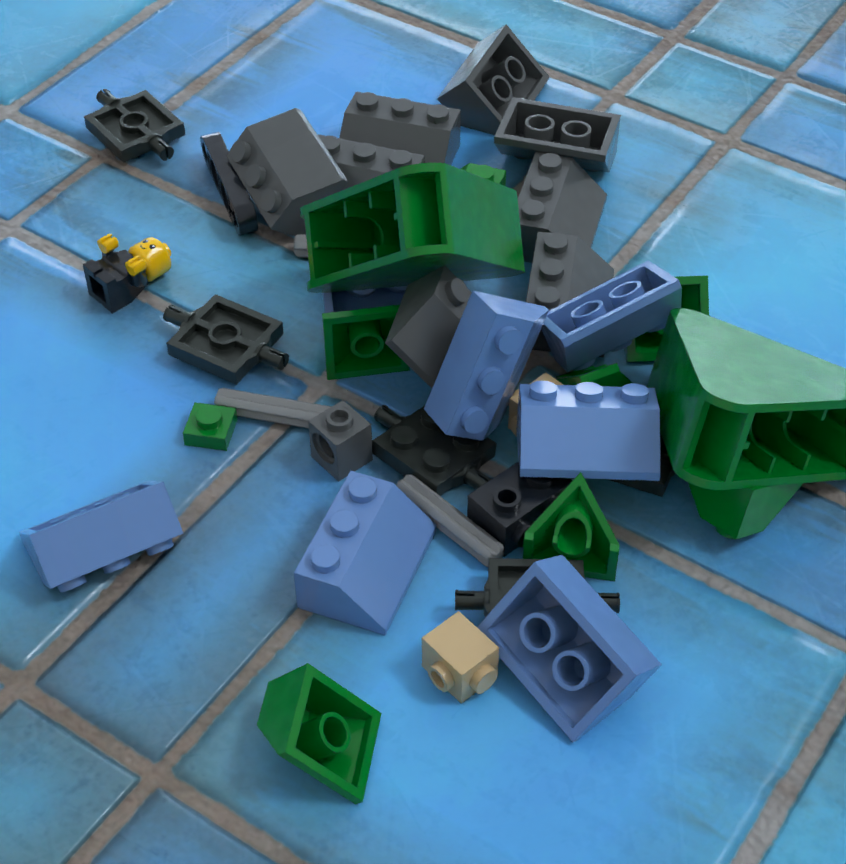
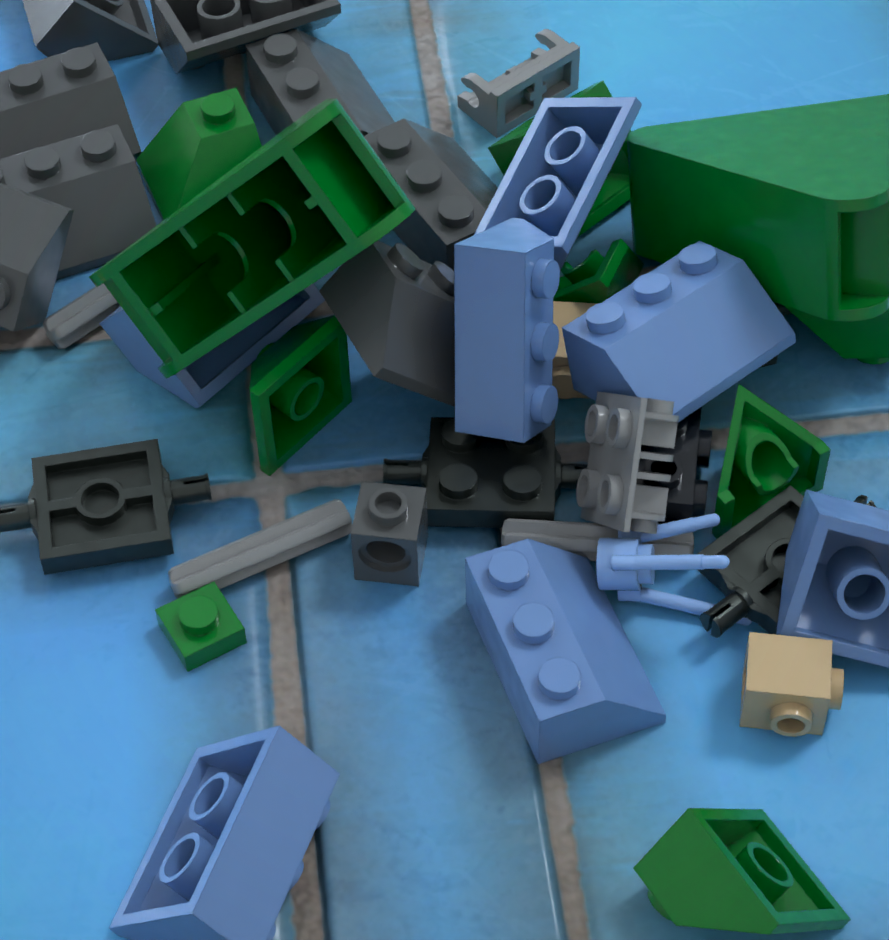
camera: 40 degrees left, 5 degrees up
(447, 539) = (627, 564): none -> light blue plant
(491, 455) = (608, 486): none -> light grey hinge
(689, 261) = (521, 89): none -> light grey hinge

